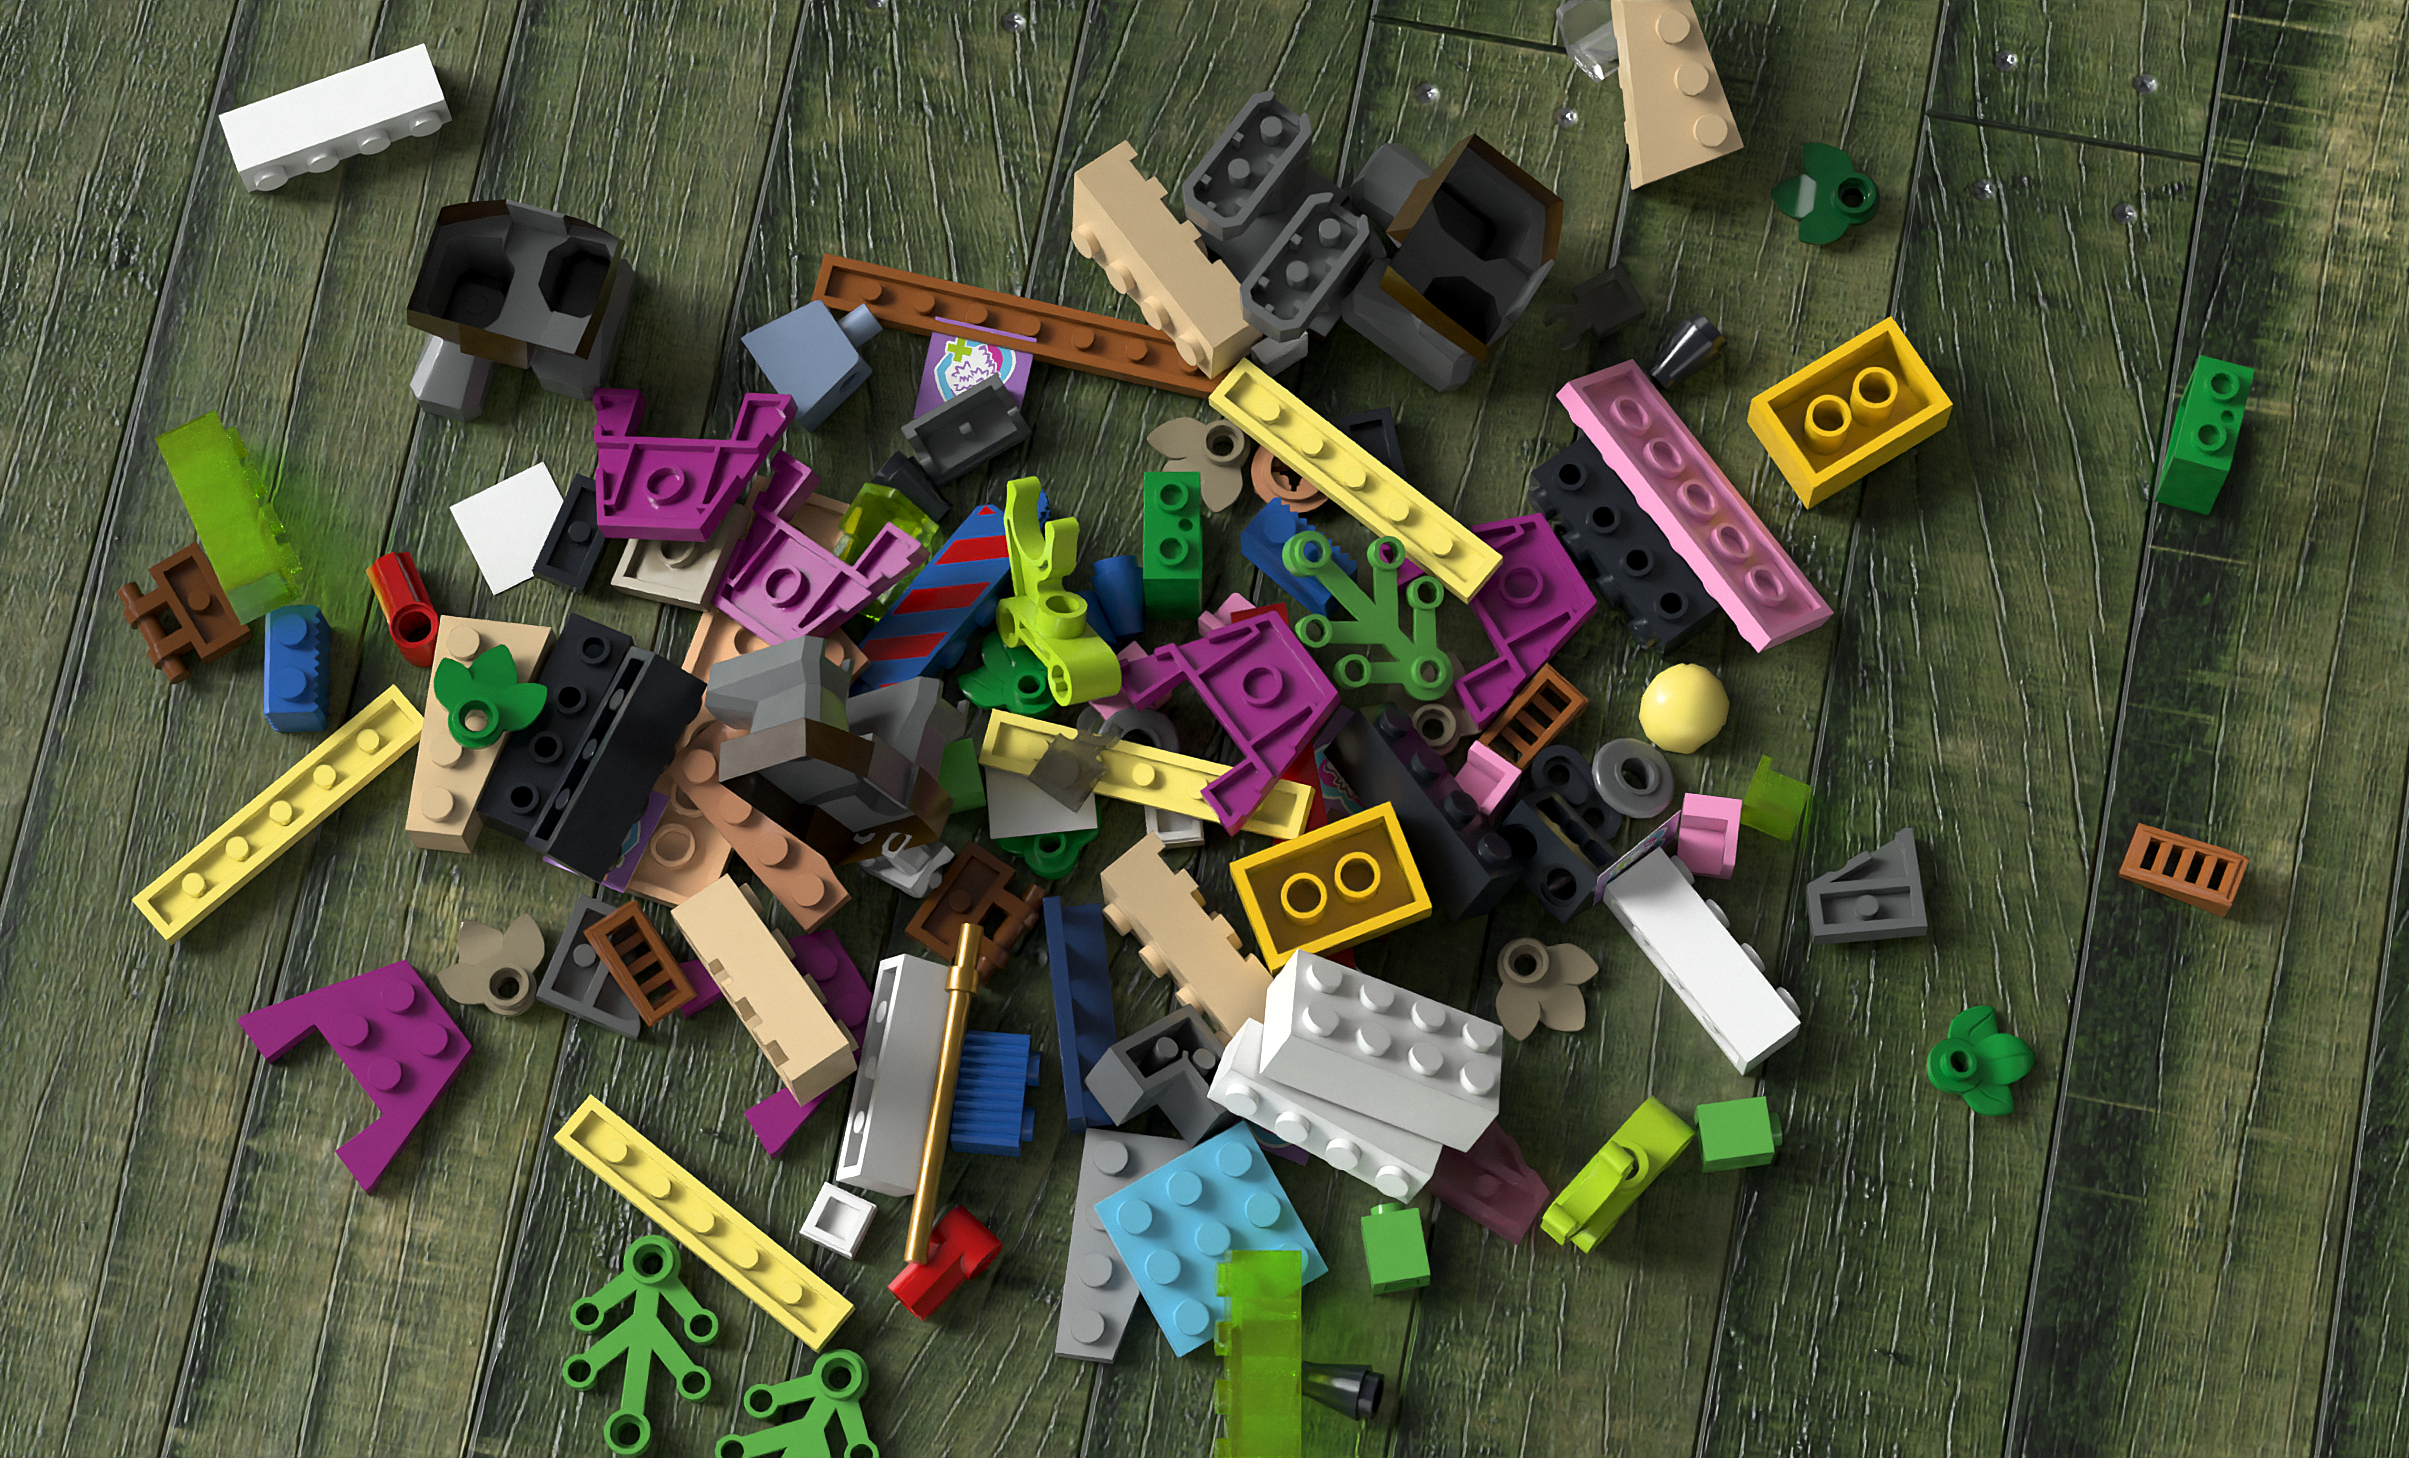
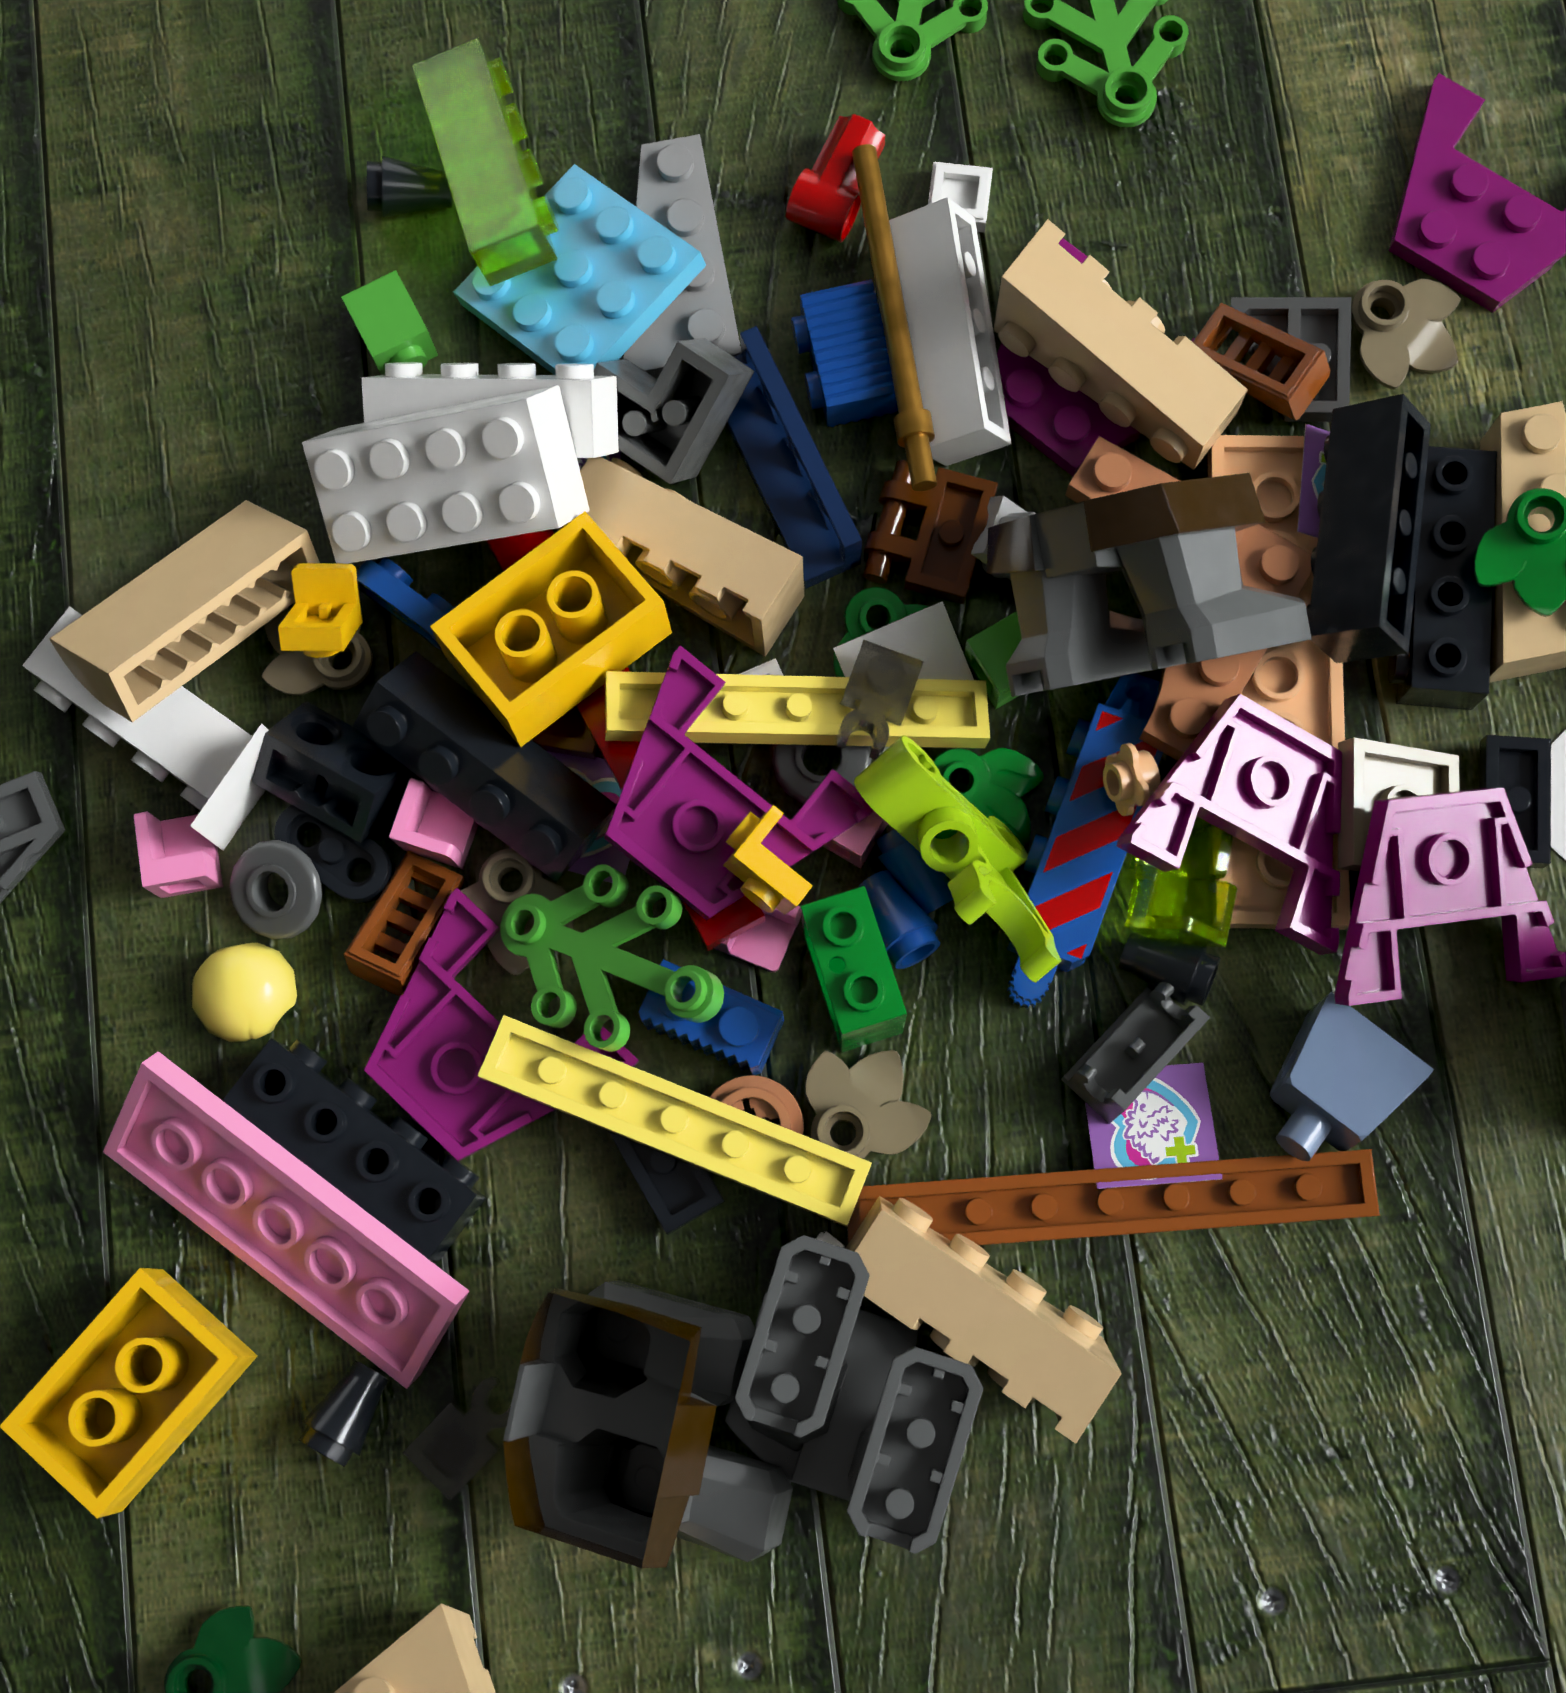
camera: 165 degrees right, 5 degrees up
(704, 1223) = (1091, 145): light yellow plate -> none
(894, 621) = (1130, 778): none -> light nougat plate
(1227, 640) = (765, 877): none -> yellow bracket
(1437, 970) = (390, 589): none -> blue plate
(1490, 1184) = (298, 410): clear pink wing -> none
(1527, 986) = (324, 609): none -> yellow bracket
(1599, 1194) = (190, 420): lime piece -> none
(1639, 1023) = (186, 610): none -> tan brick
(1736, 1134) = (72, 546): bright green brick -> none
(1774, 802) = (117, 912): clear neon green panel -> none

